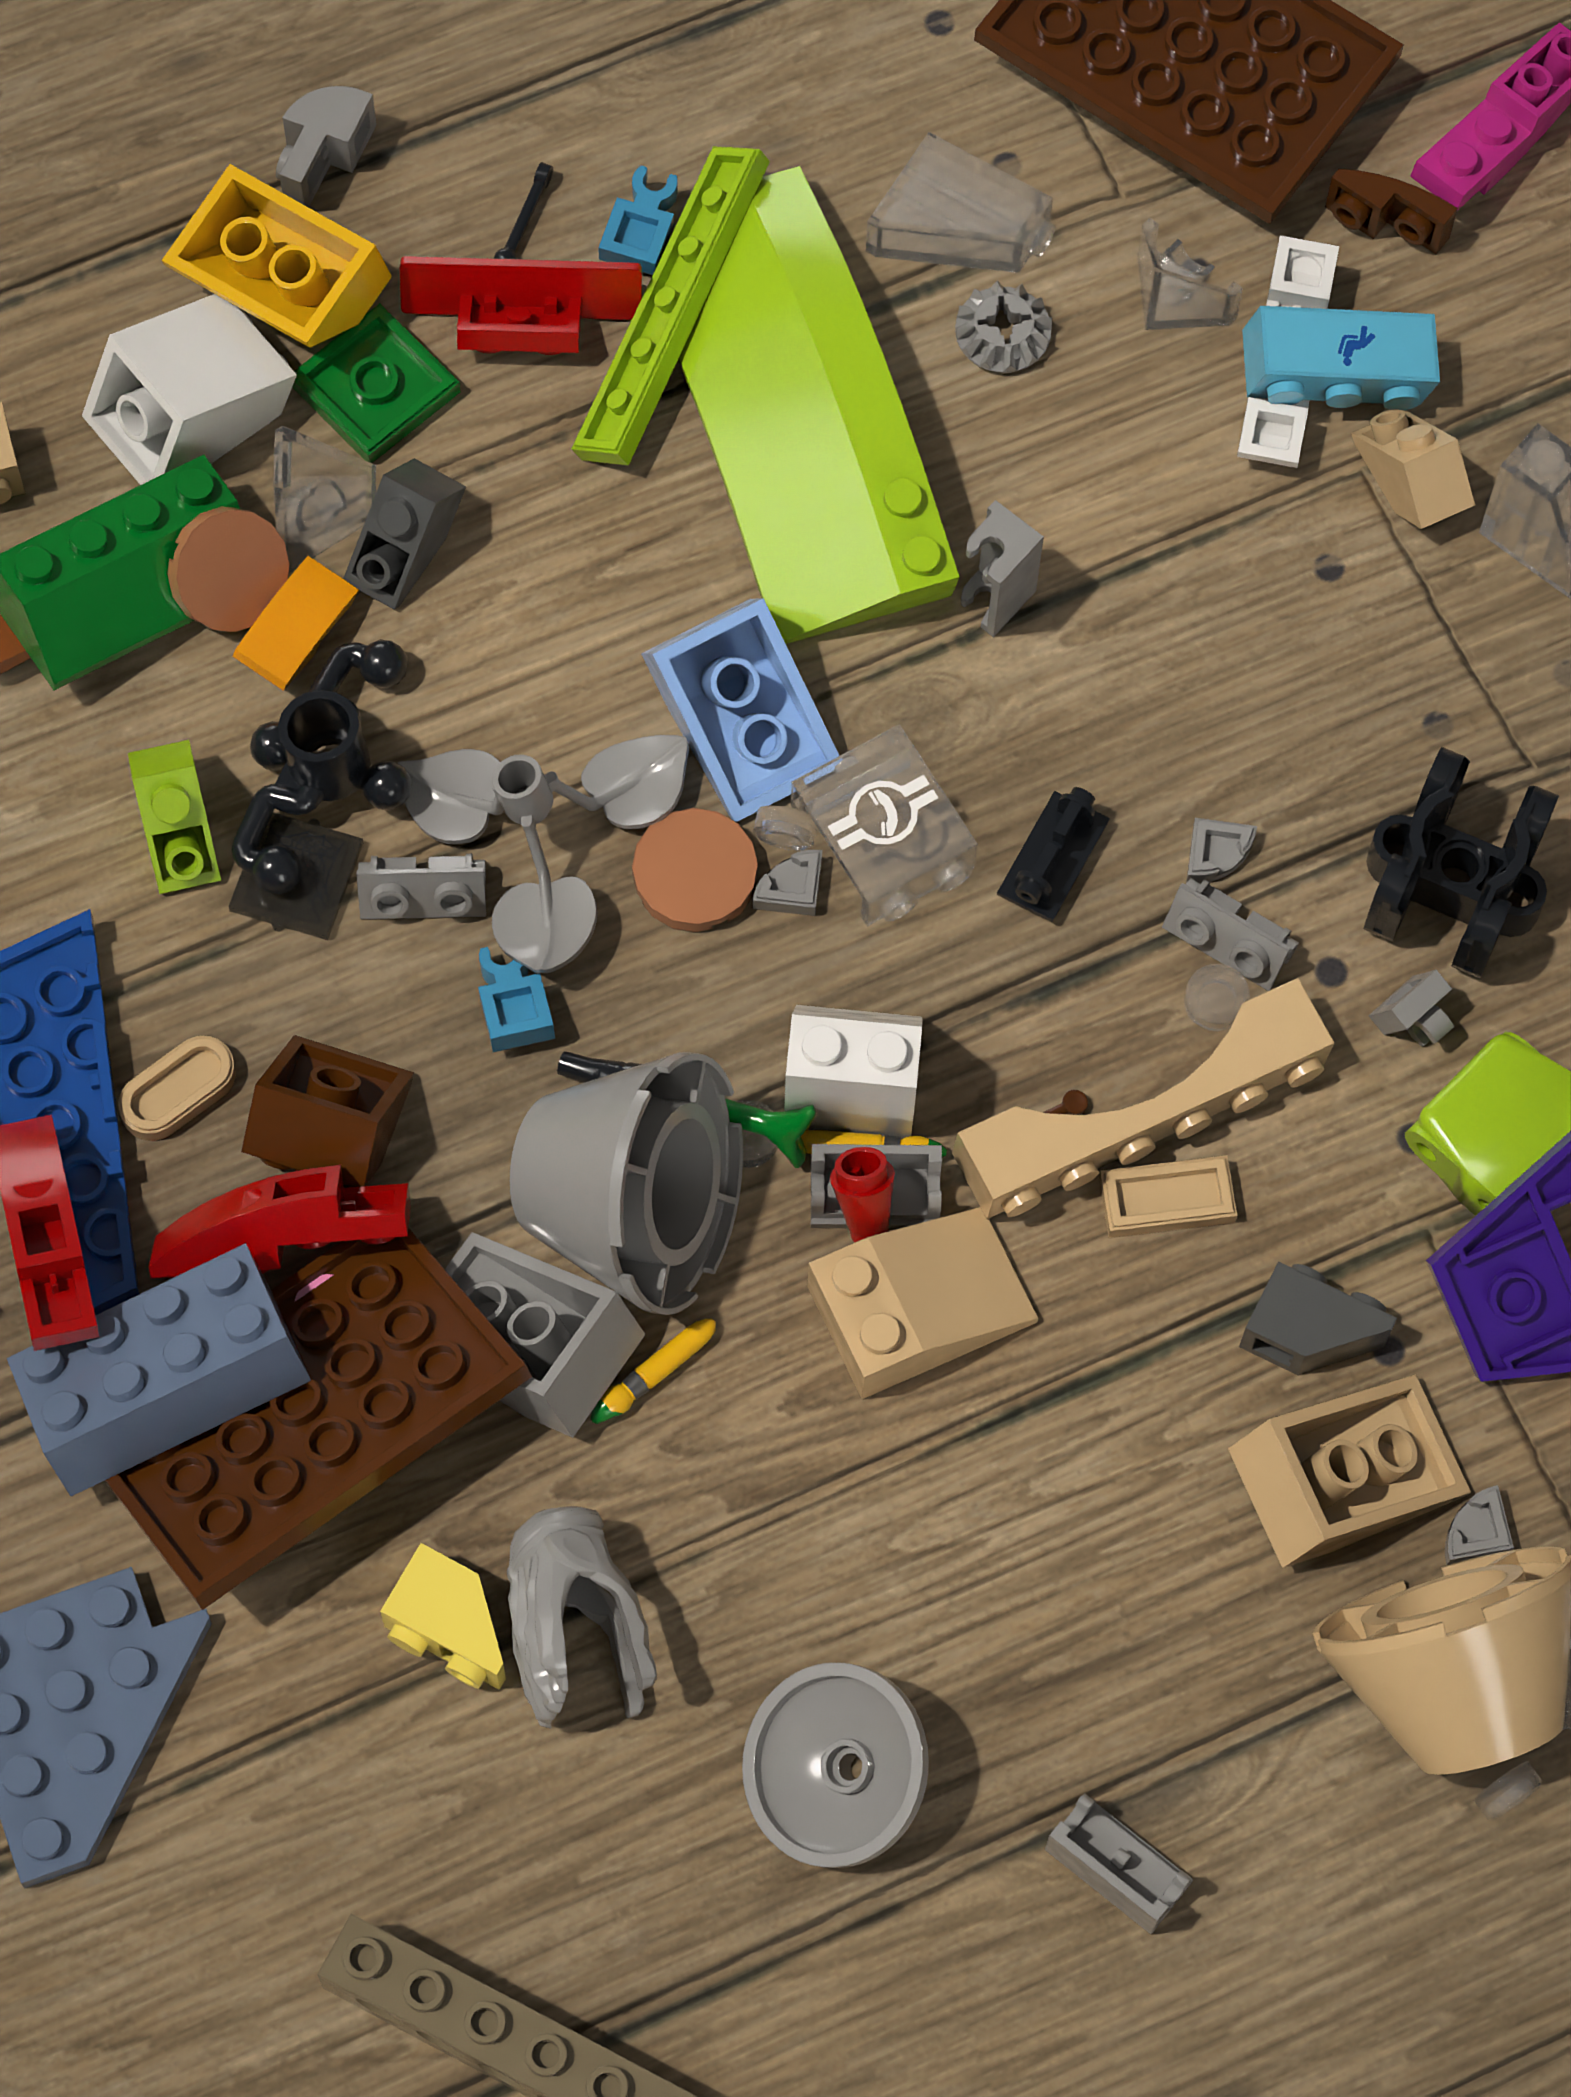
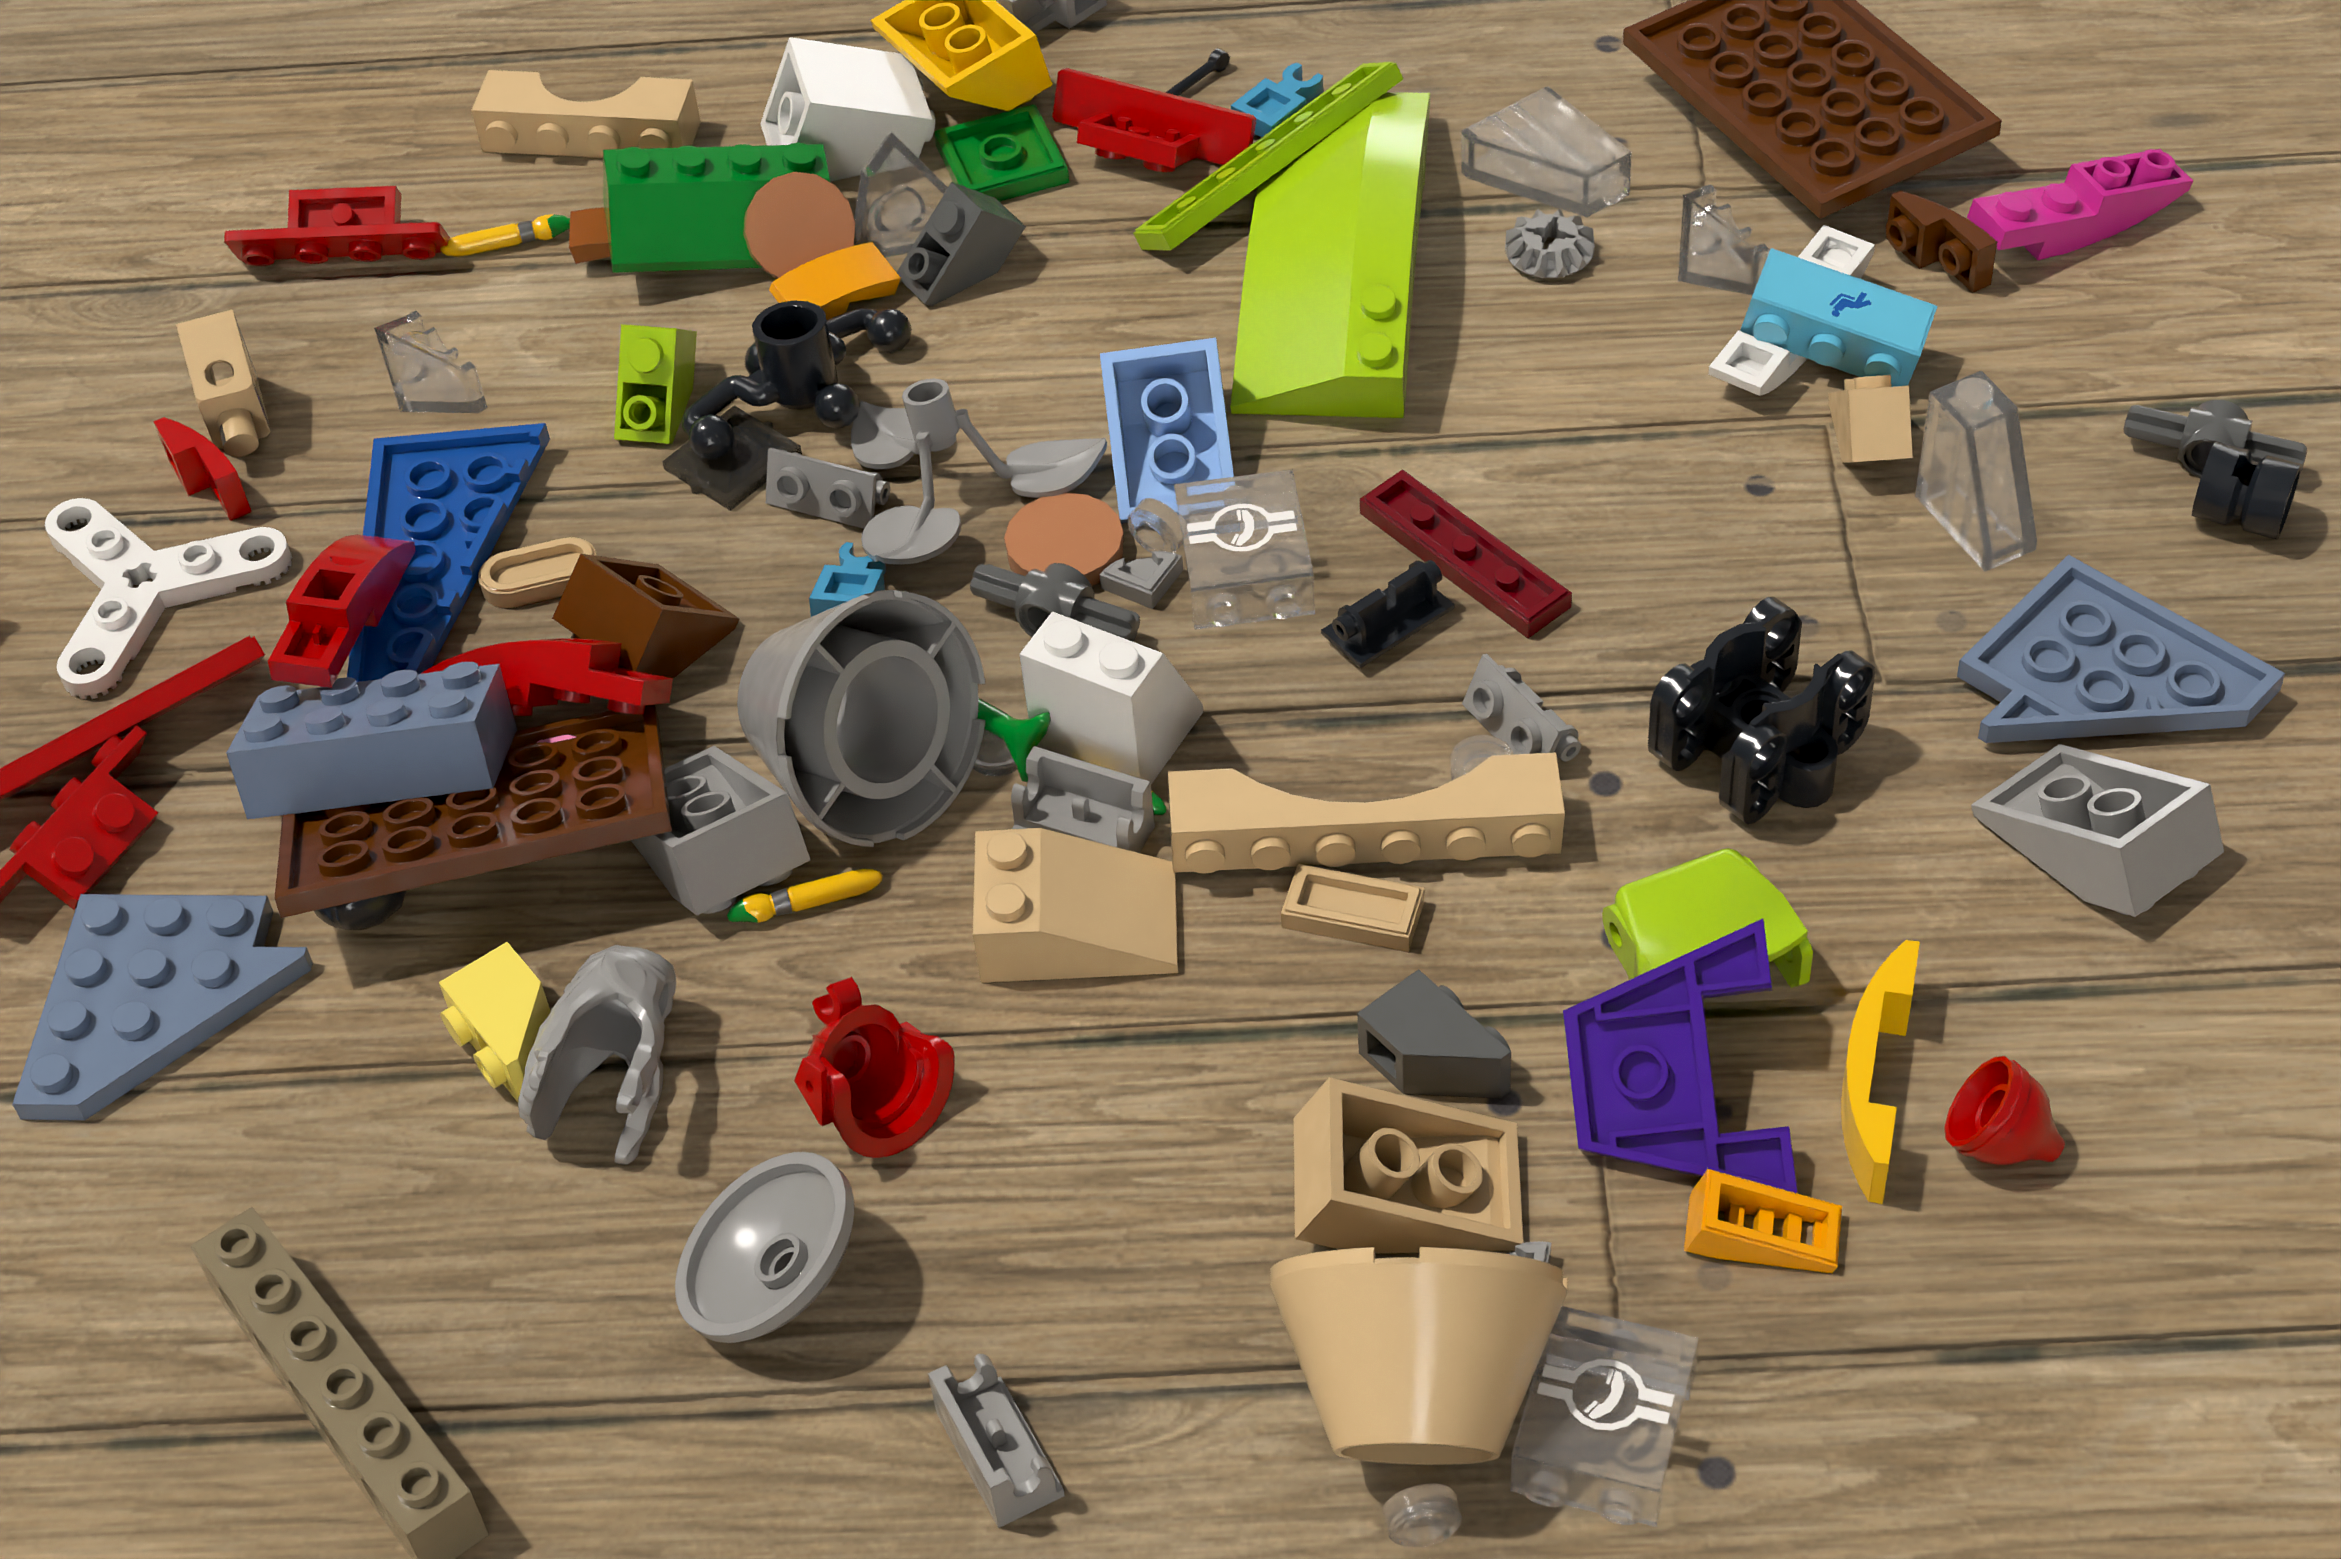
camera: 30 degrees right, 20 degrees down
(729, 953) = (1054, 590): none -> dark grey axle
(832, 1549) = (873, 1075): none -> red helmet
(864, 1190) = (1058, 790): red cone -> none
(1006, 565) = (1448, 385): light grey hinge -> none
(1088, 749) = (1466, 553): none -> dark red tile
(1218, 848) = (1546, 656): light grey tile -> none
(1415, 1010) = (1665, 821): light grey tile -> none

